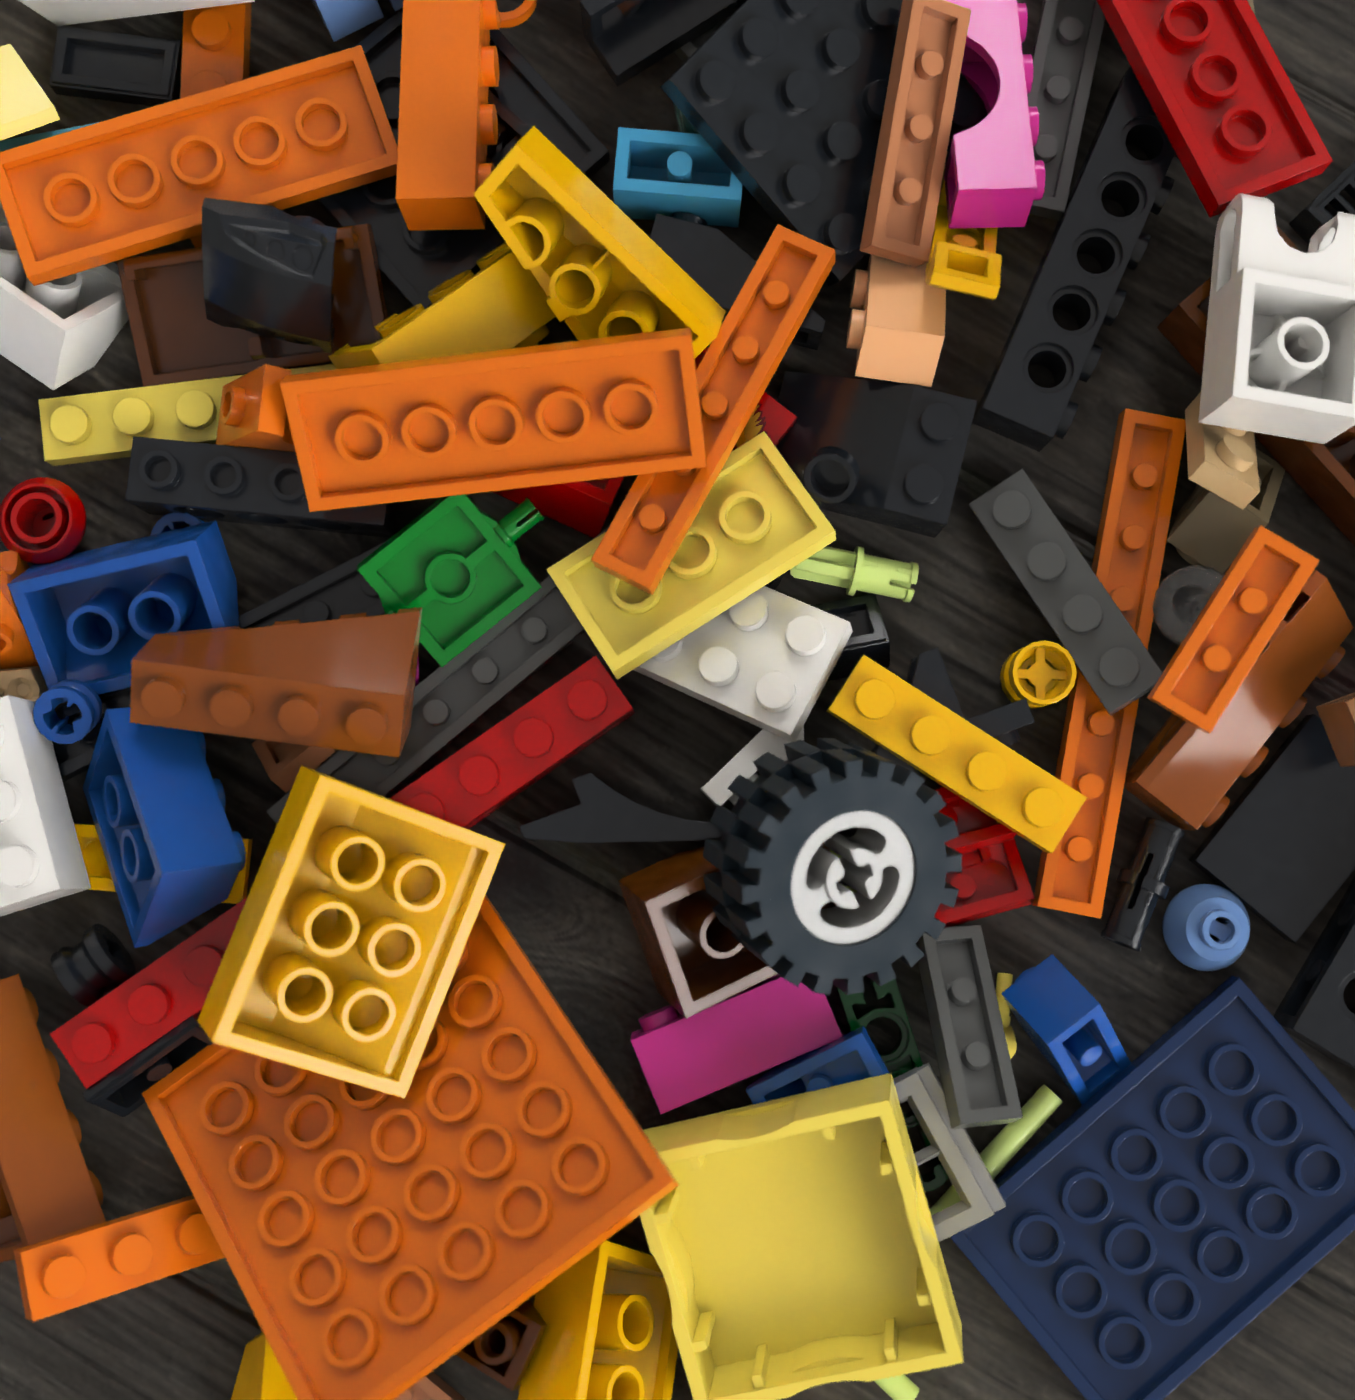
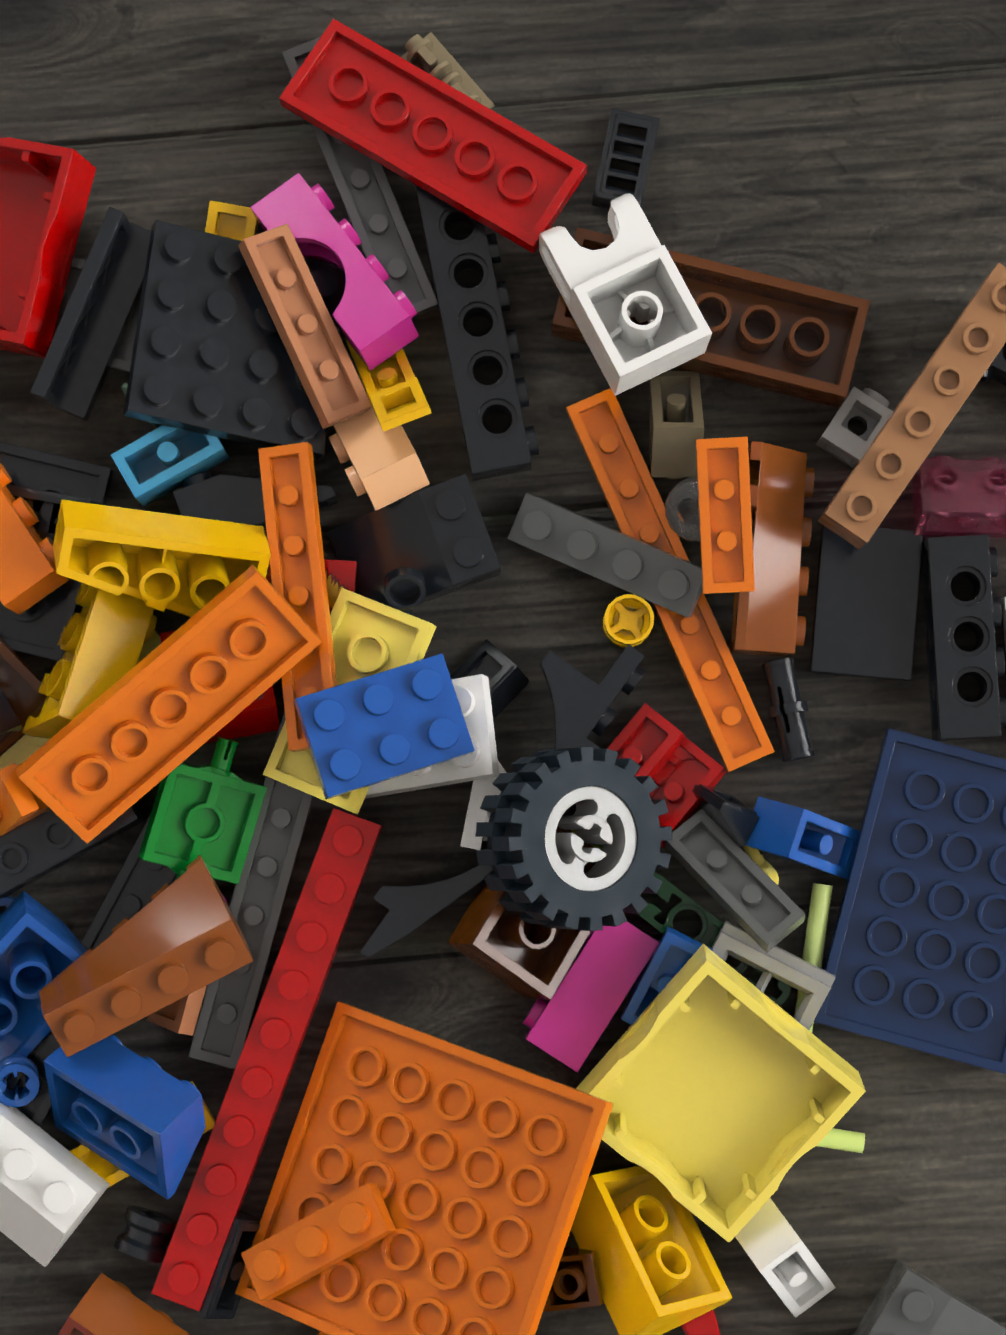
camera: 30 degrees left, 0 degrees up
(261, 1104) = (318, 1241): none -> orange plate
(349, 935) = (301, 1092): yellow slope -> none
(710, 602) = (384, 726): none -> blue plate
(859, 572) = (469, 631): yellowish green axle -> none
(956, 754) = (607, 712): yellow plate -> none
(1007, 950) = (728, 812): none -> black slope
(1192, 919) = (833, 710): medium blue cone -> none
(1221, 458) = (650, 408): tan plate -> none

